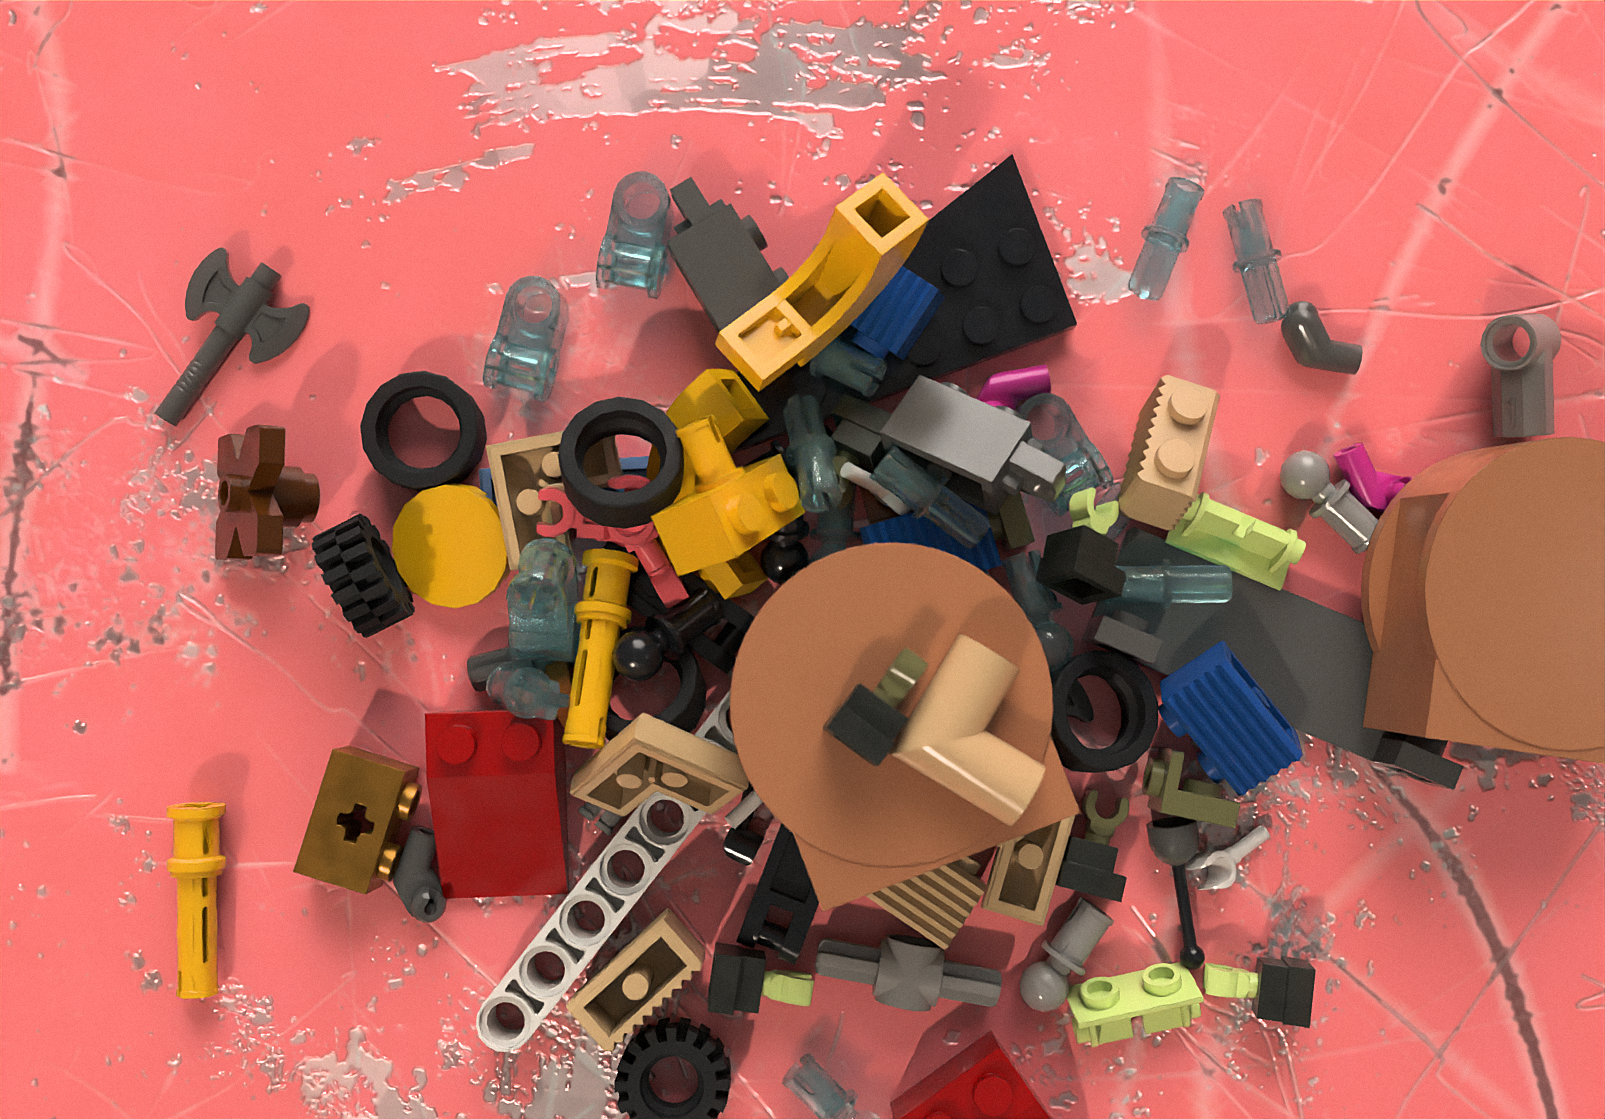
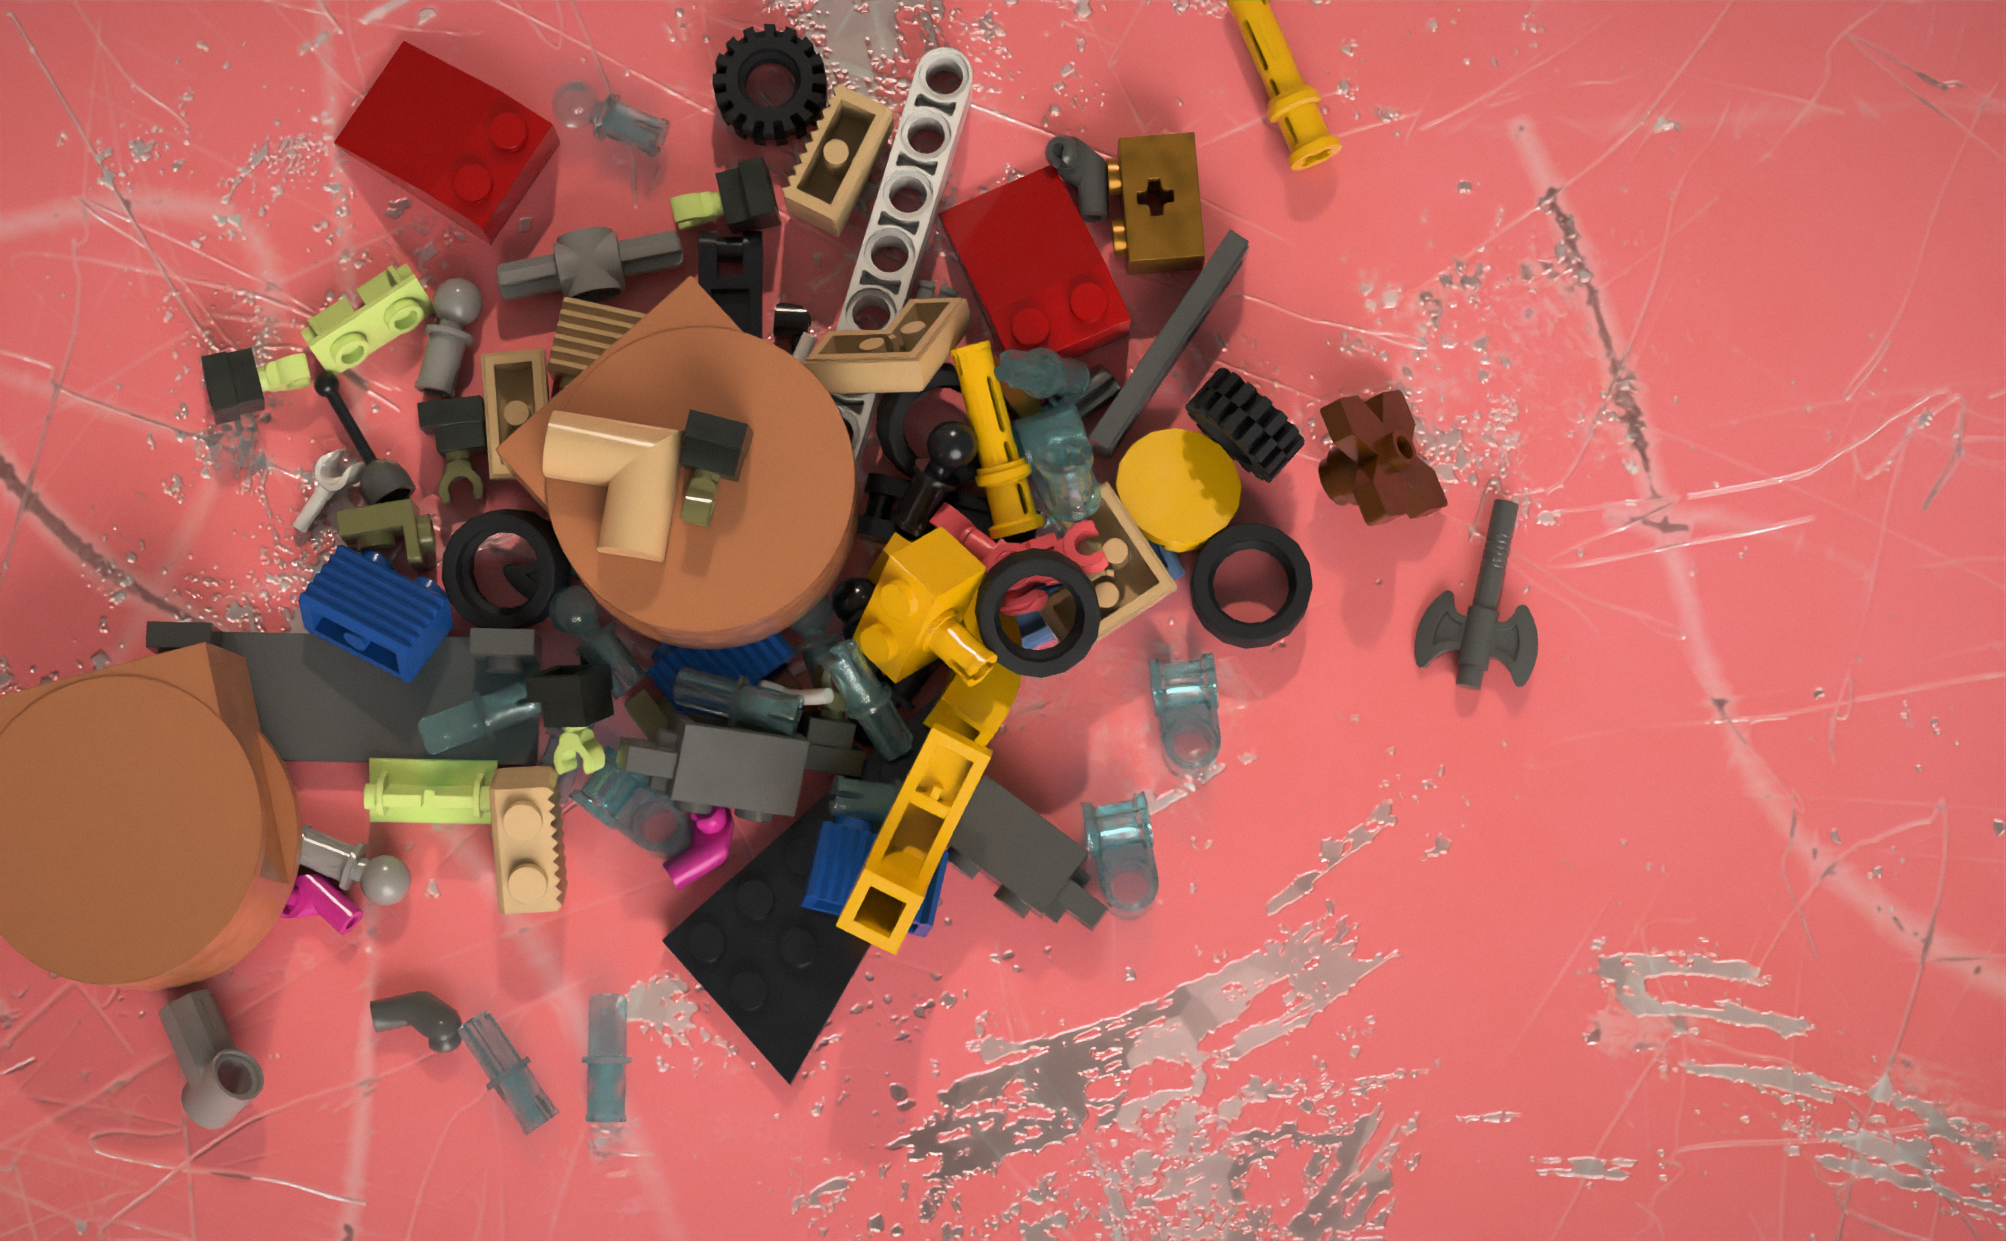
camera: 160 degrees right, 5 degrees down
(400, 684) = (1169, 345): none -> dark grey tile

